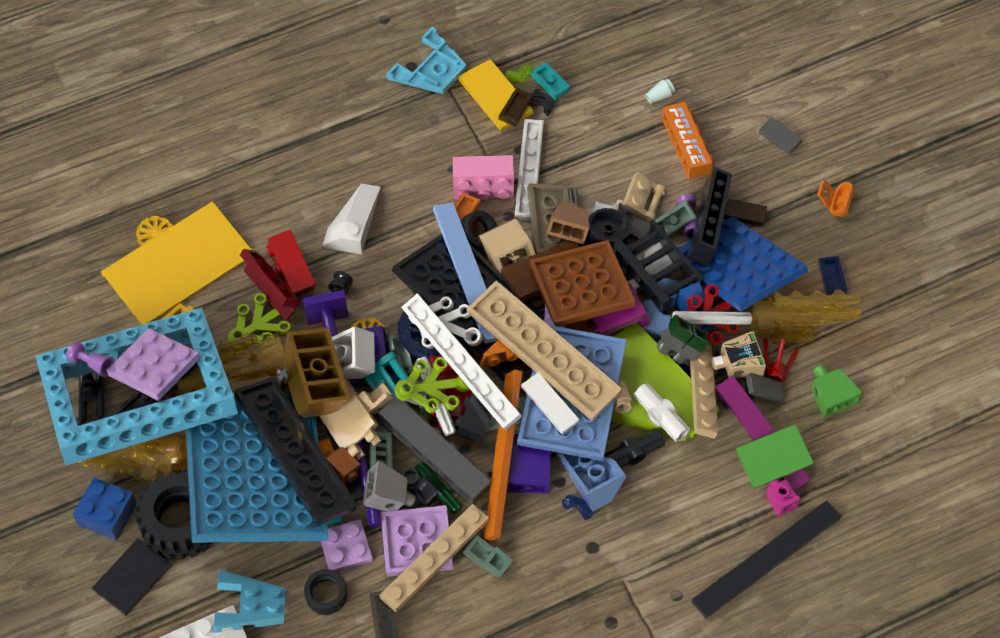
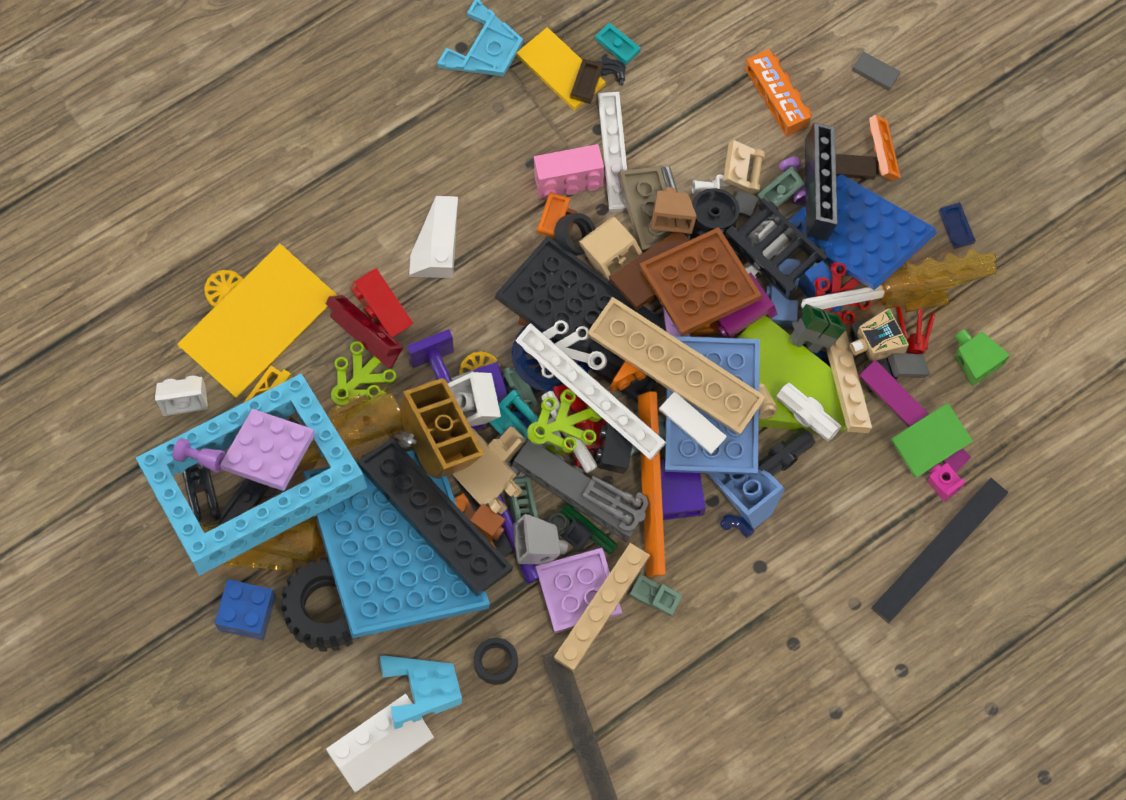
camera: 10 degrees left, 10 degrees up
(93, 316) = (181, 395): none -> white slope
(131, 577) = (289, 678): black tile -> none
(340, 282) = (439, 316): black wheel -> none
(346, 547) = (507, 608): lavender plate -> none
(462, 258) = (567, 272): light blue tile -> none
(485, 480) = (638, 515): none -> flat silver piece
(521, 74) = (584, 40): clear neon green arm -> none
(660, 91) = (740, 37): light aqua cone -> none
(776, 200) = (884, 148): none -> orange plate
(839, 199) = (951, 136): orange bracket -> none

